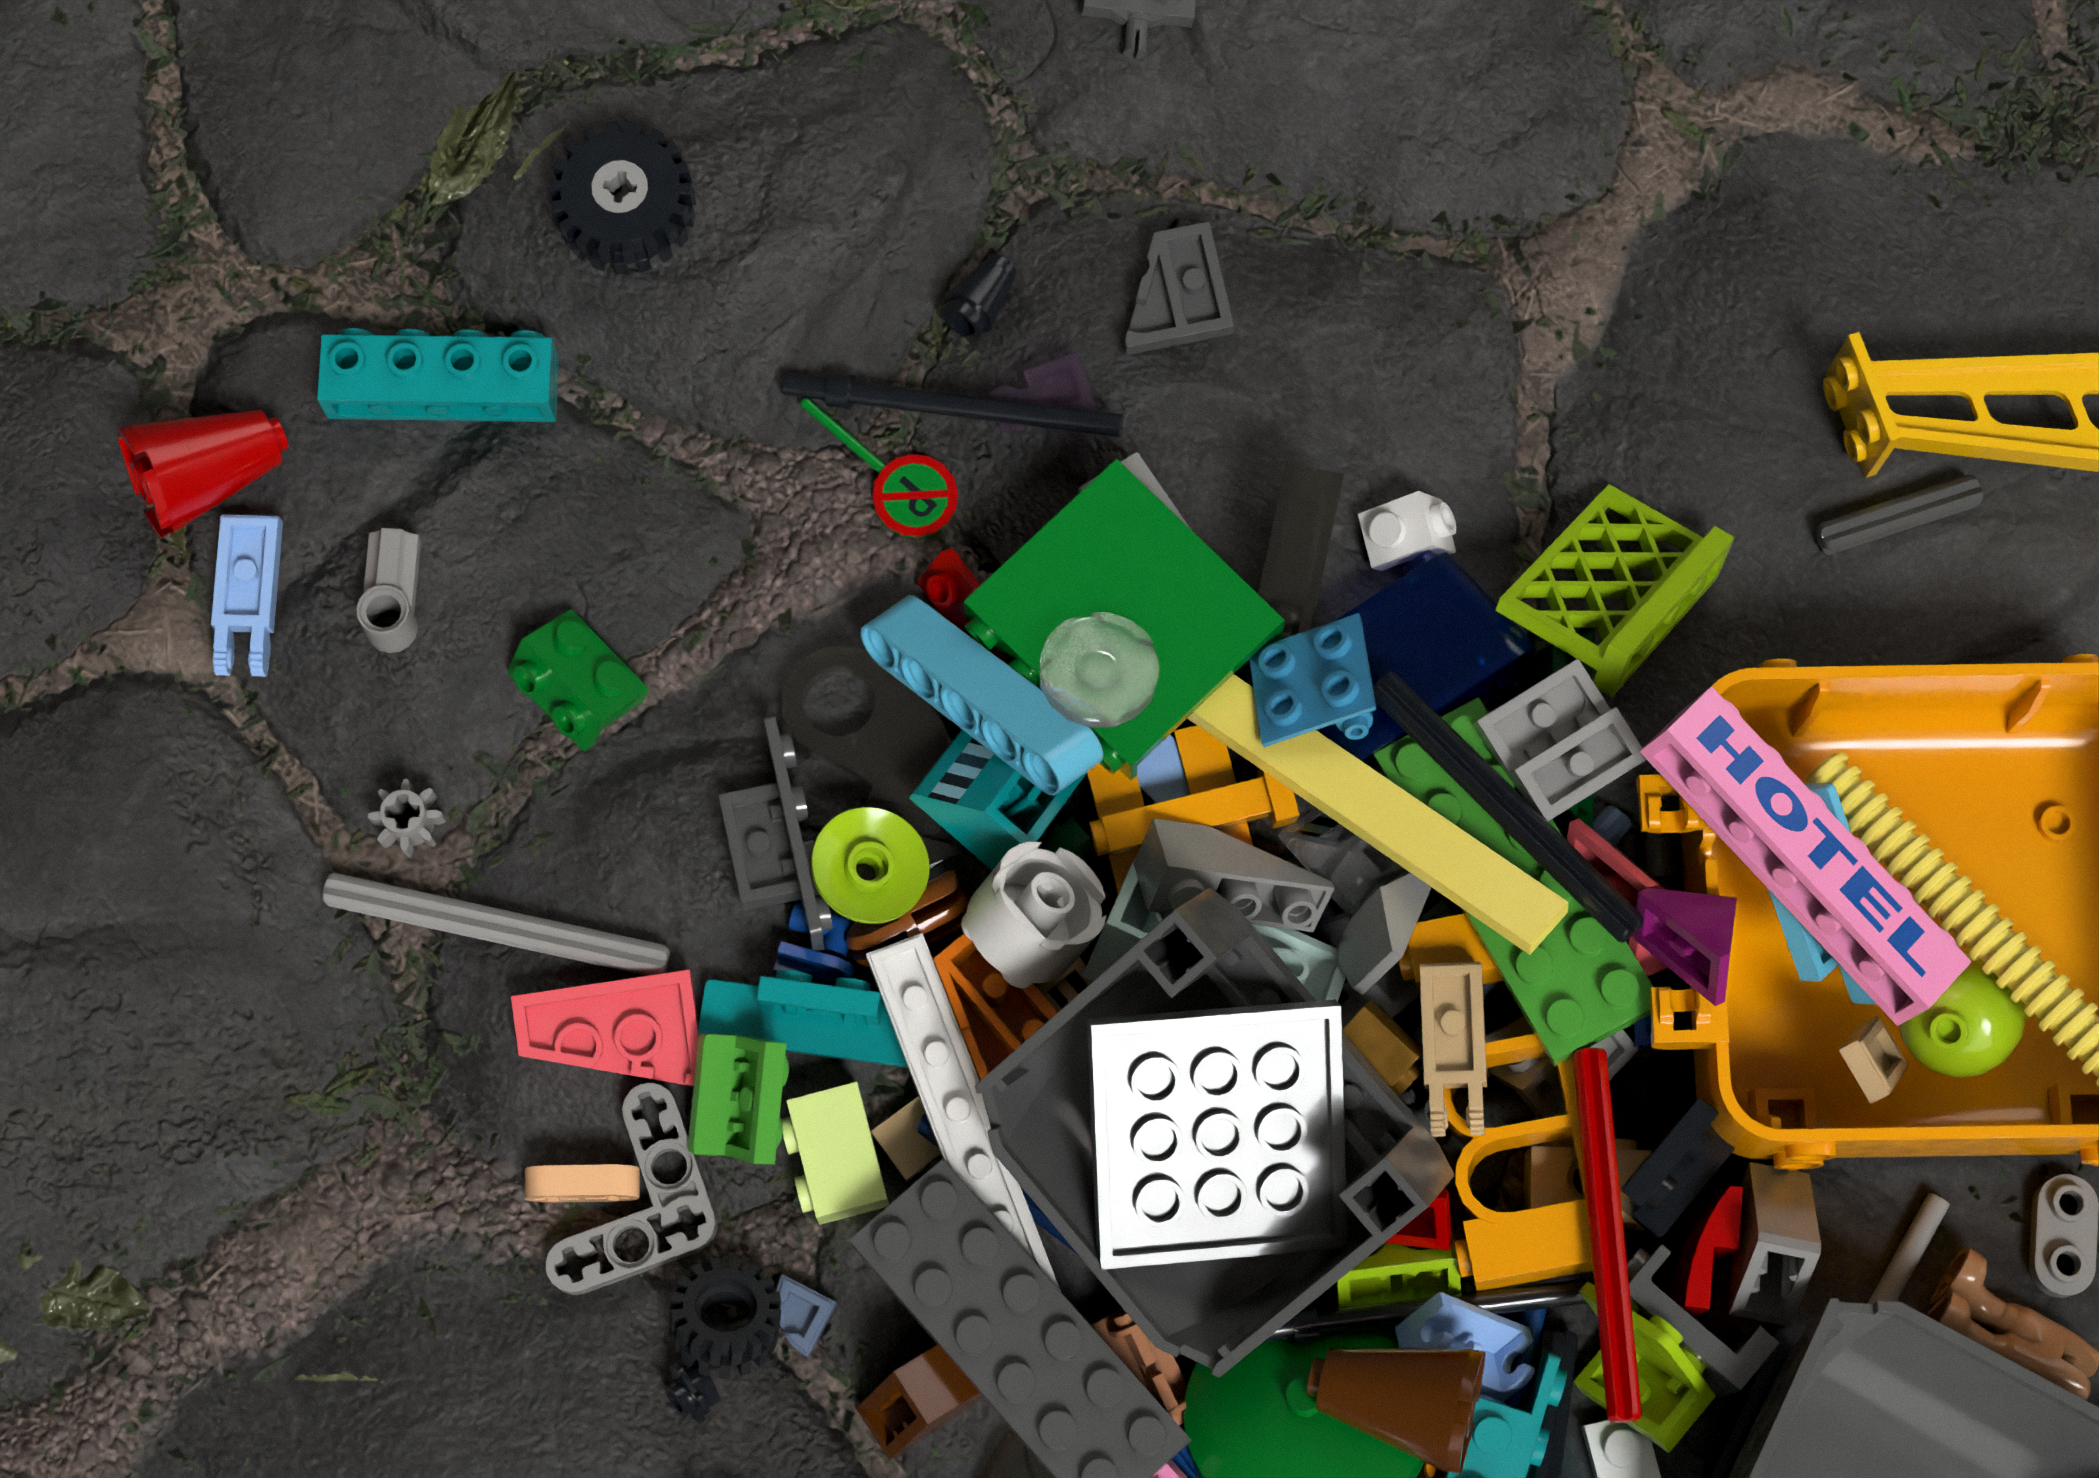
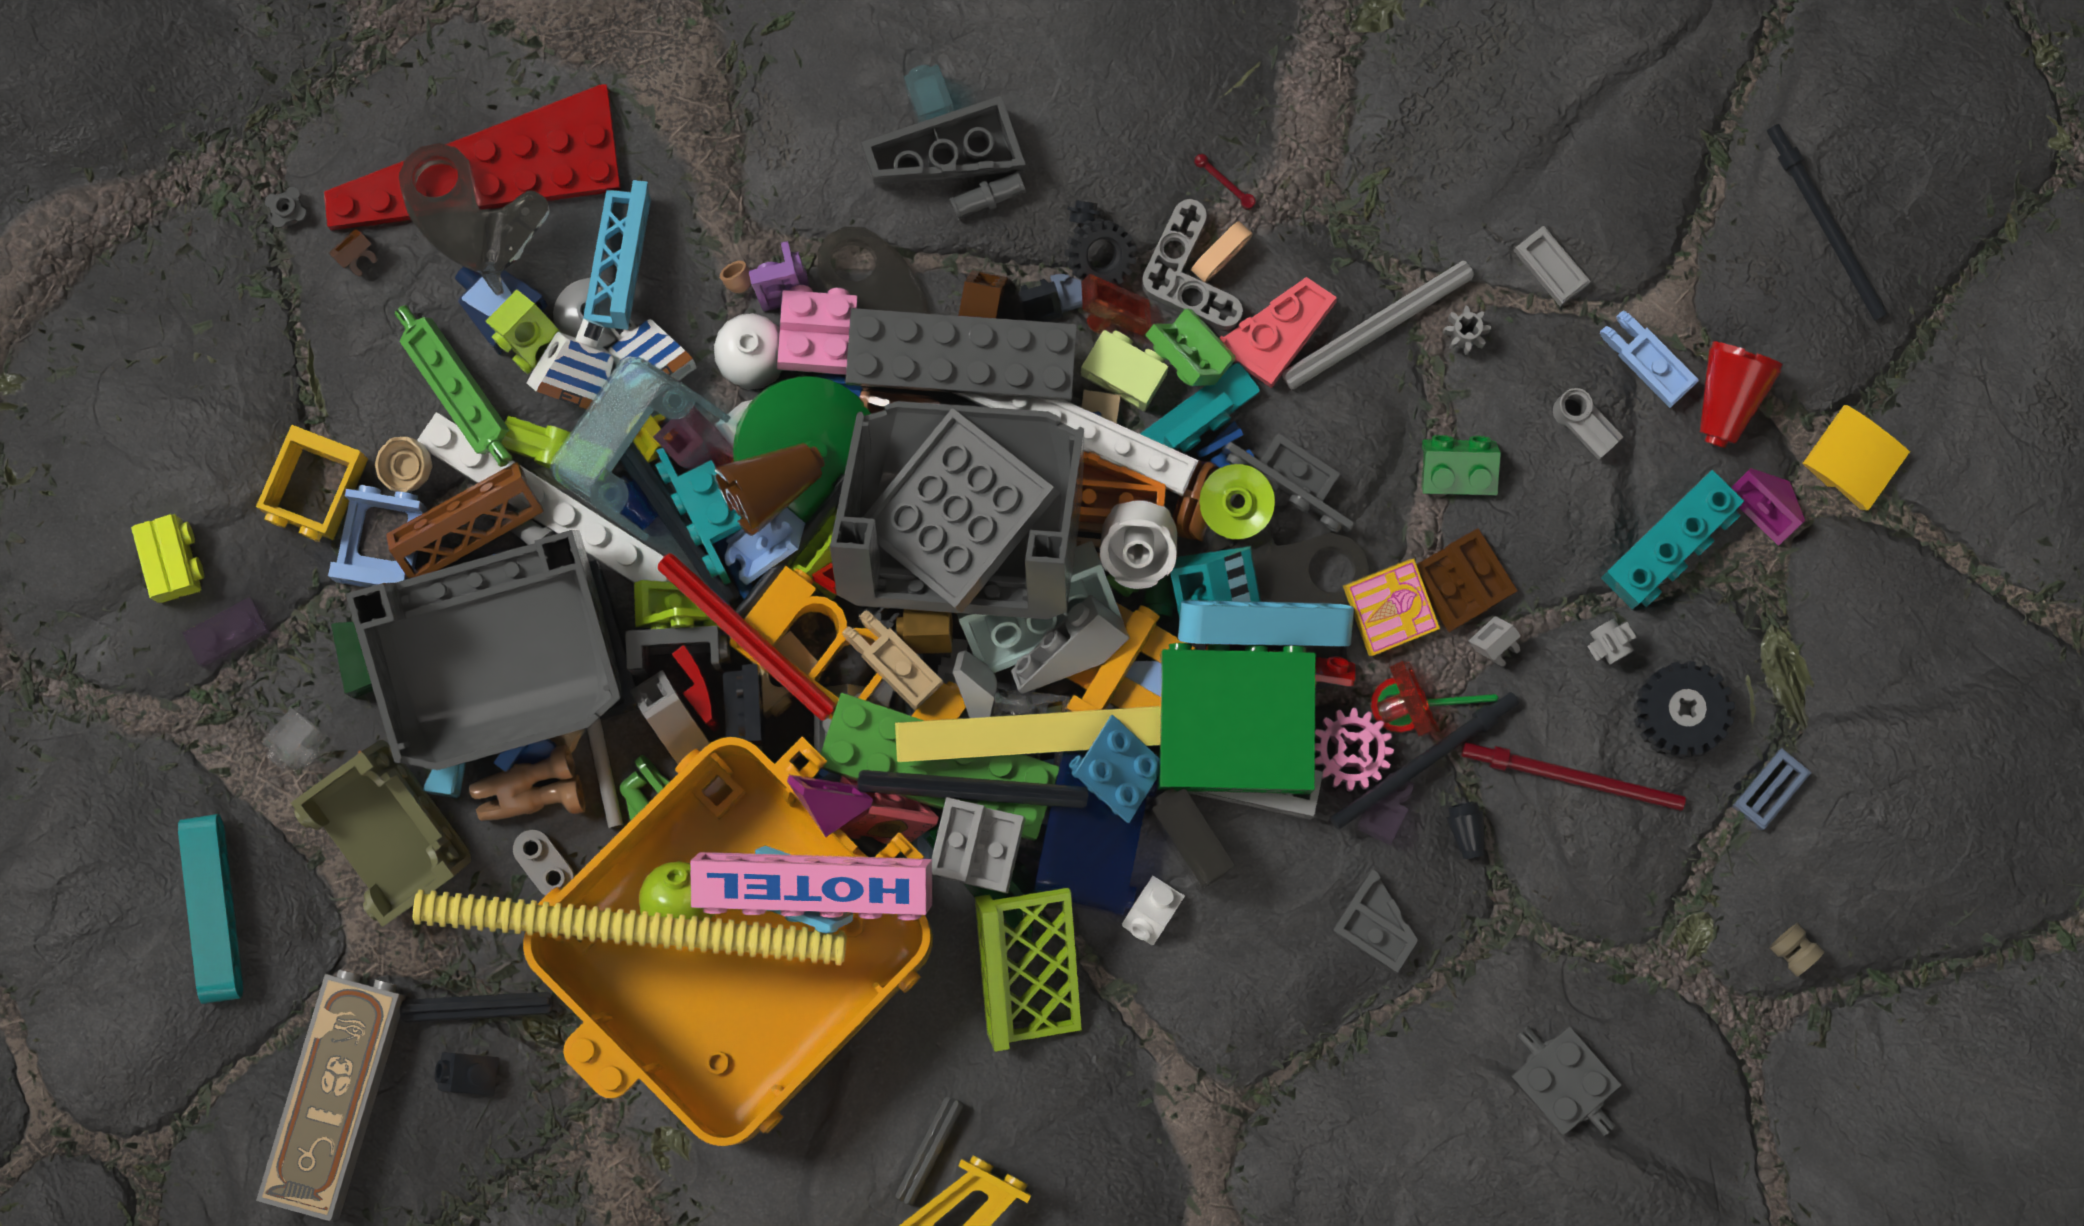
camera: 135 degrees right, 5 degrees up
(150, 278) = (1856, 457): none -> yellow slope
(233, 802) = (1551, 266): none -> light grey tile
(294, 317) = (1769, 504): none -> magenta slope
(488, 1221) = (1247, 200): none -> dark red hinge
(620, 334) = (1612, 641): none -> light grey gear
(622, 62) = (1751, 813): none -> sand blue tile
(705, 556) = (1464, 580): none -> reddish brown slope
(741, 457) = (1495, 639): none -> light grey tile
(773, 1235) = (1114, 305): none -> clear red tile
(816, 598) = (1391, 607): none -> tile
(854, 1332) = (1040, 302): none -> black tile
(865, 332) = (1501, 758): none -> dark red bar
(905, 479) = (1408, 701): none -> clear red tile
(997, 487) = (1364, 762): none -> bright pink gear
(1099, 670) = (1219, 675): clear tile -> none
(1846, 1222) = (631, 786): none -> bright green piece
(1874, 1058) = (697, 836): tan tile -> none

